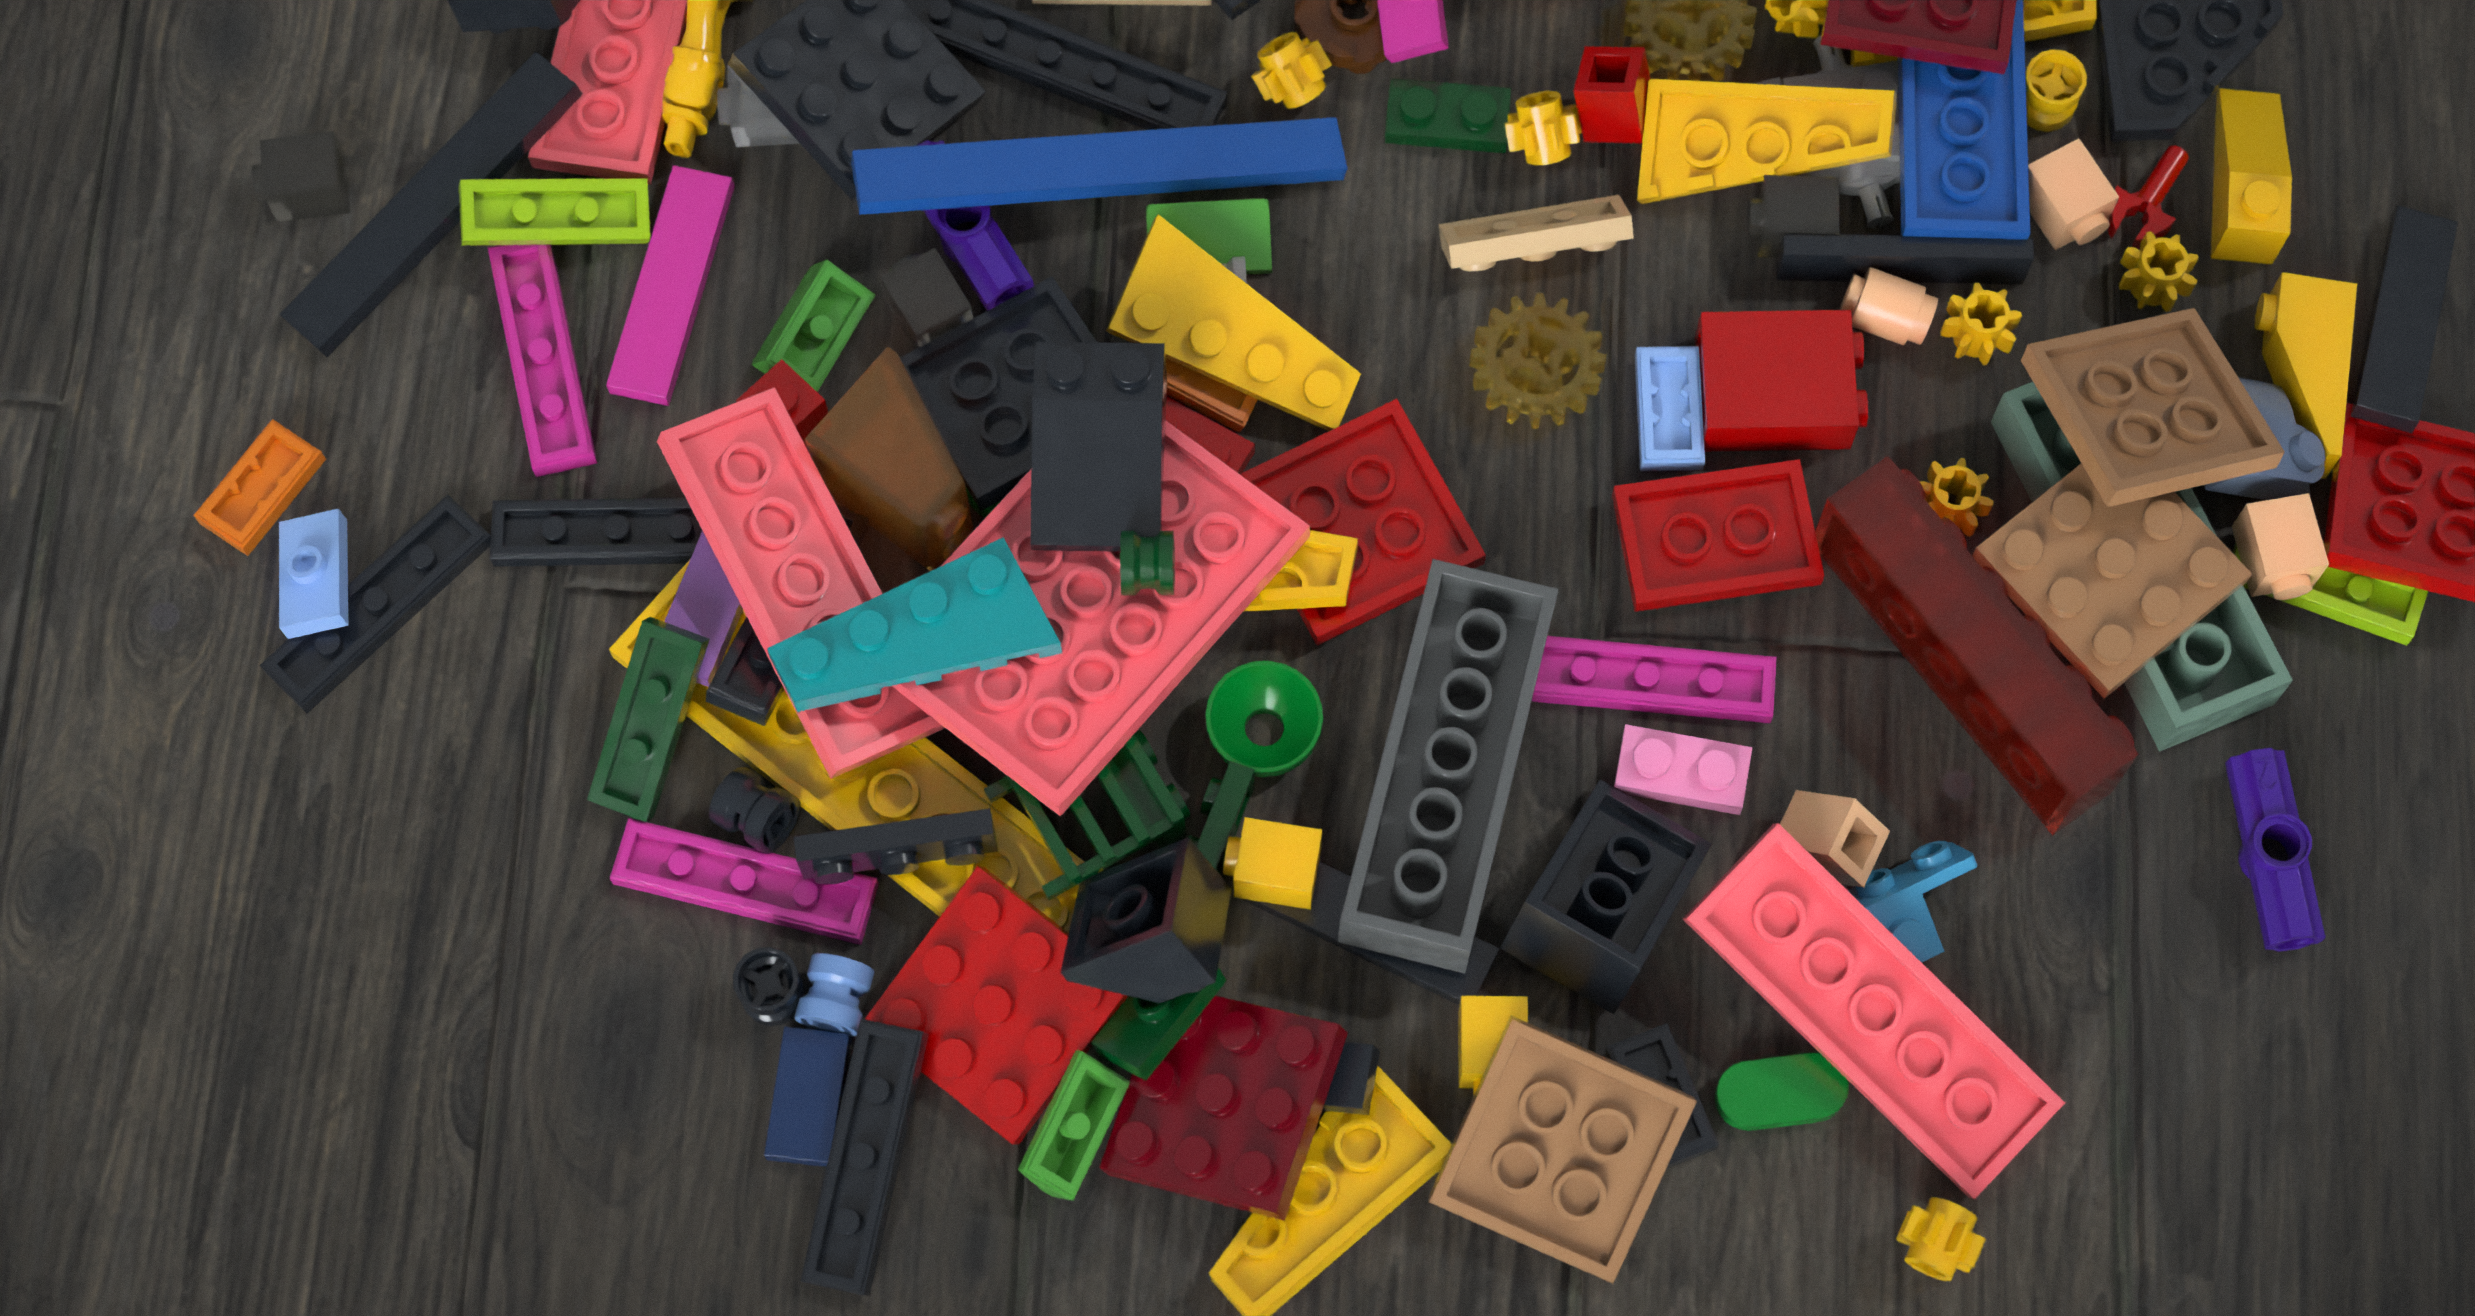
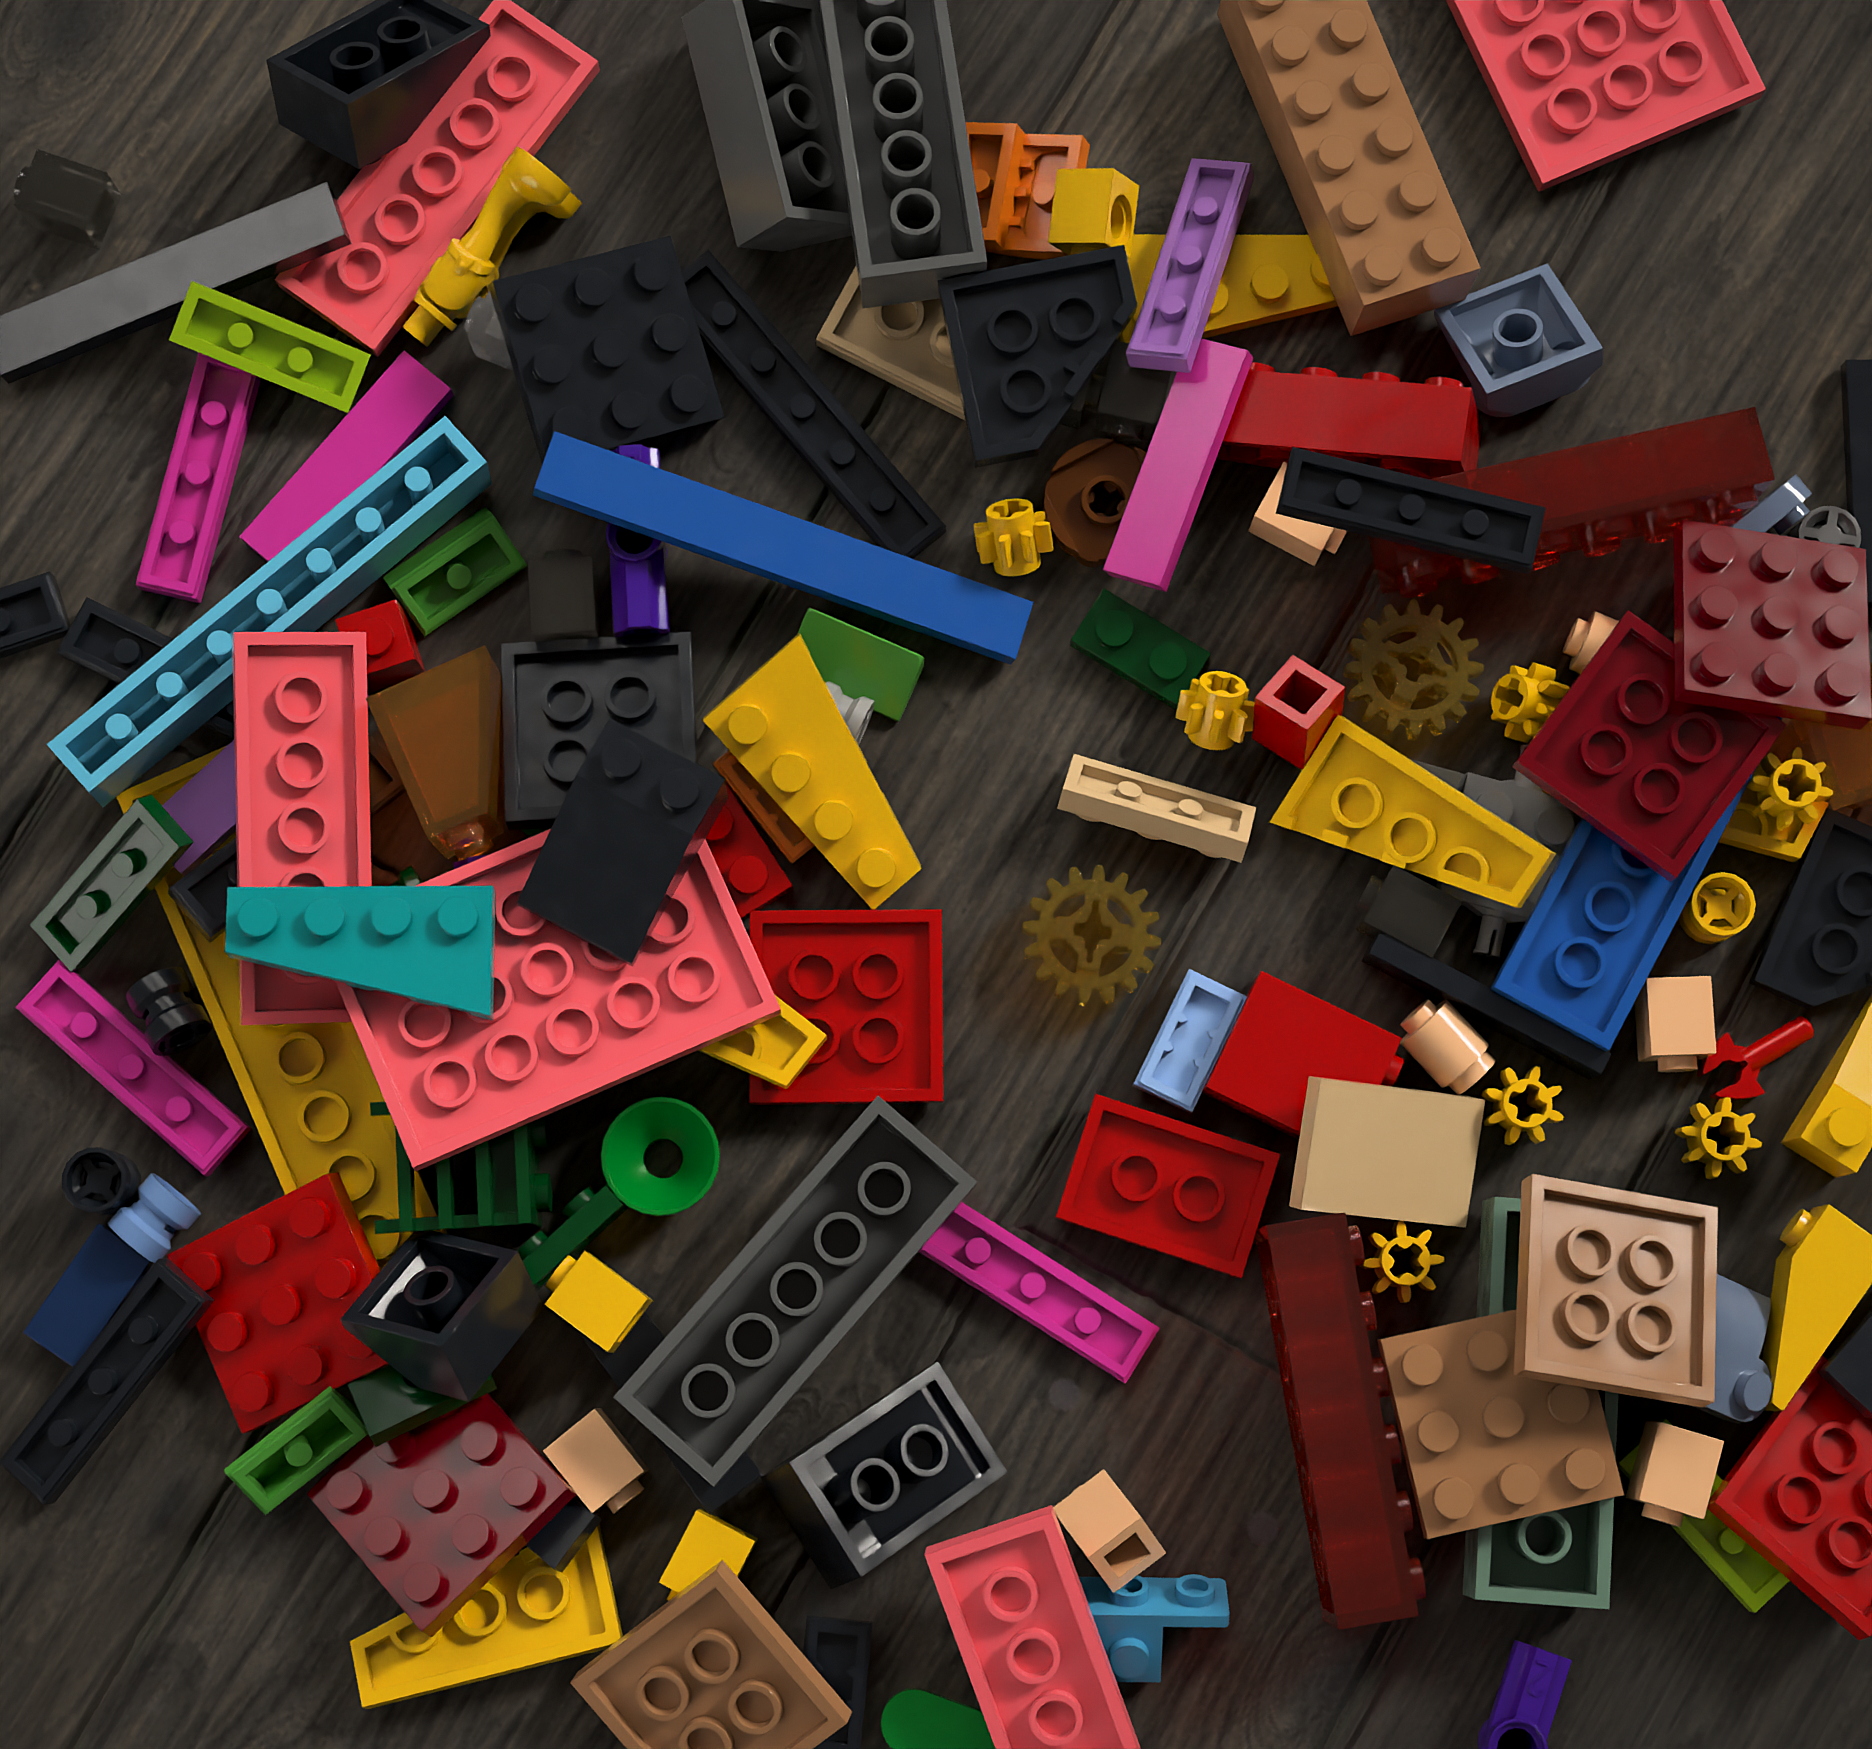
camera: 25 degrees right, 10 degrees up
(694, 377) = (288, 594): none -> medium azure brick
(896, 846) = (266, 1118): black plate -> none
(1147, 563) = (607, 978): dark green wheel -> none
(1353, 1000) = (598, 1463): none -> light nougat brick
(1683, 769) = (1018, 1389): bright pink plate -> none
(1893, 403) = (1386, 1152): none -> tan tile

